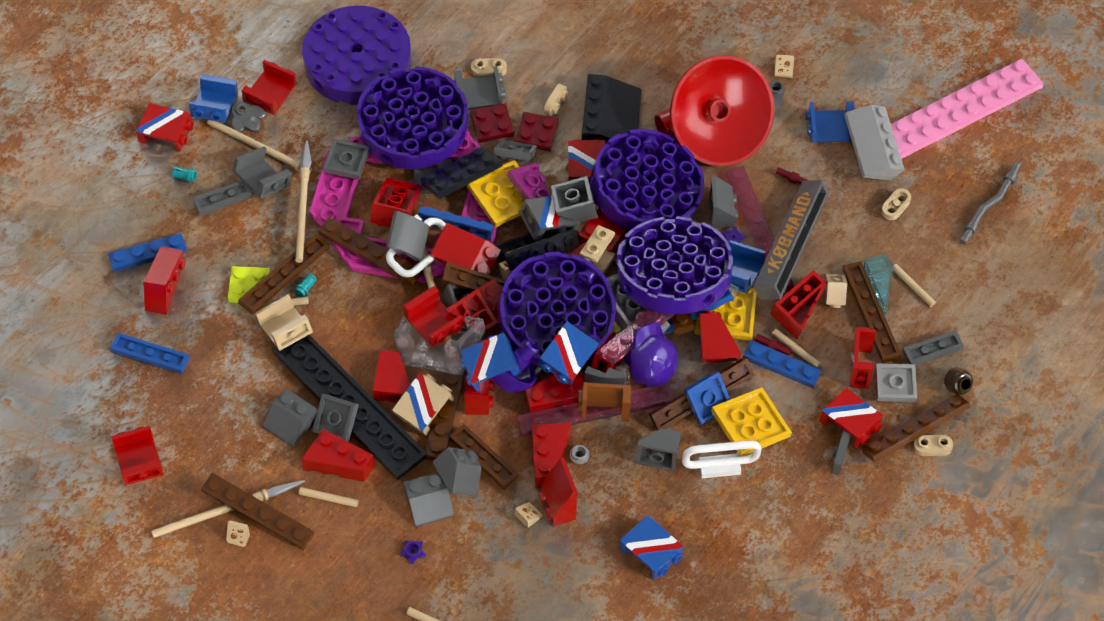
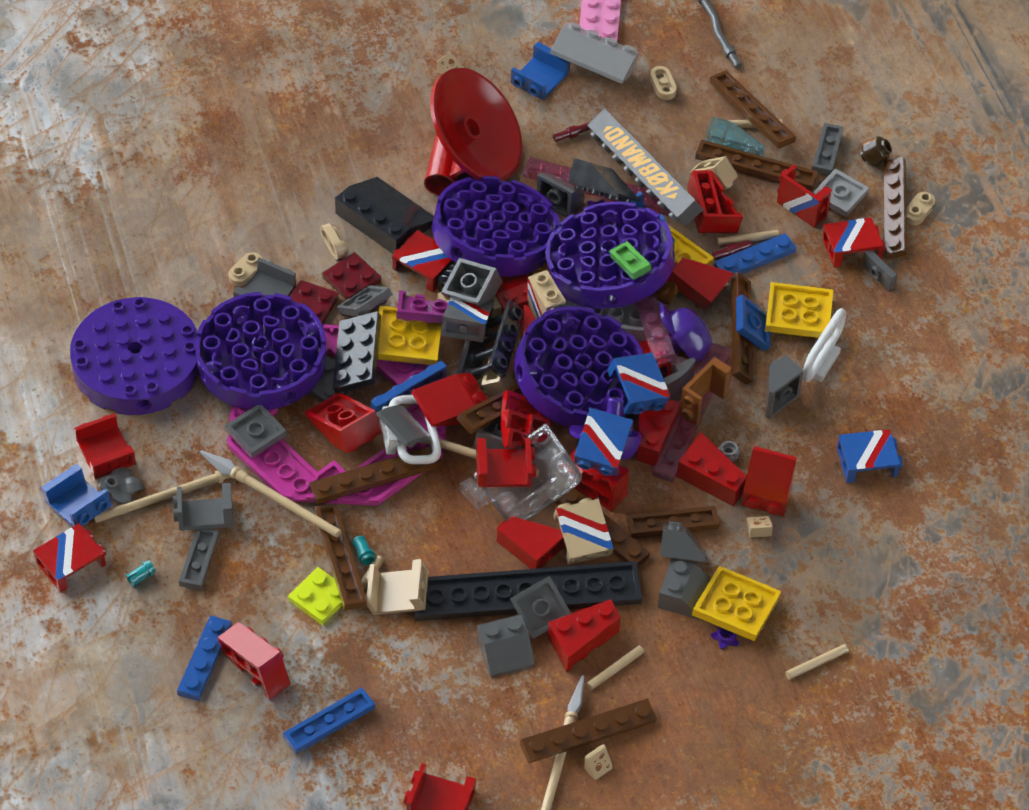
camera: 55 degrees left, 5 degrees down
(441, 539) = (736, 603): none -> yellow plate
(663, 275) = (630, 260): none -> bright green plate
(744, 219) = (600, 181): none -> black slope
(921, 275) = (752, 109): none -> reddish brown plate

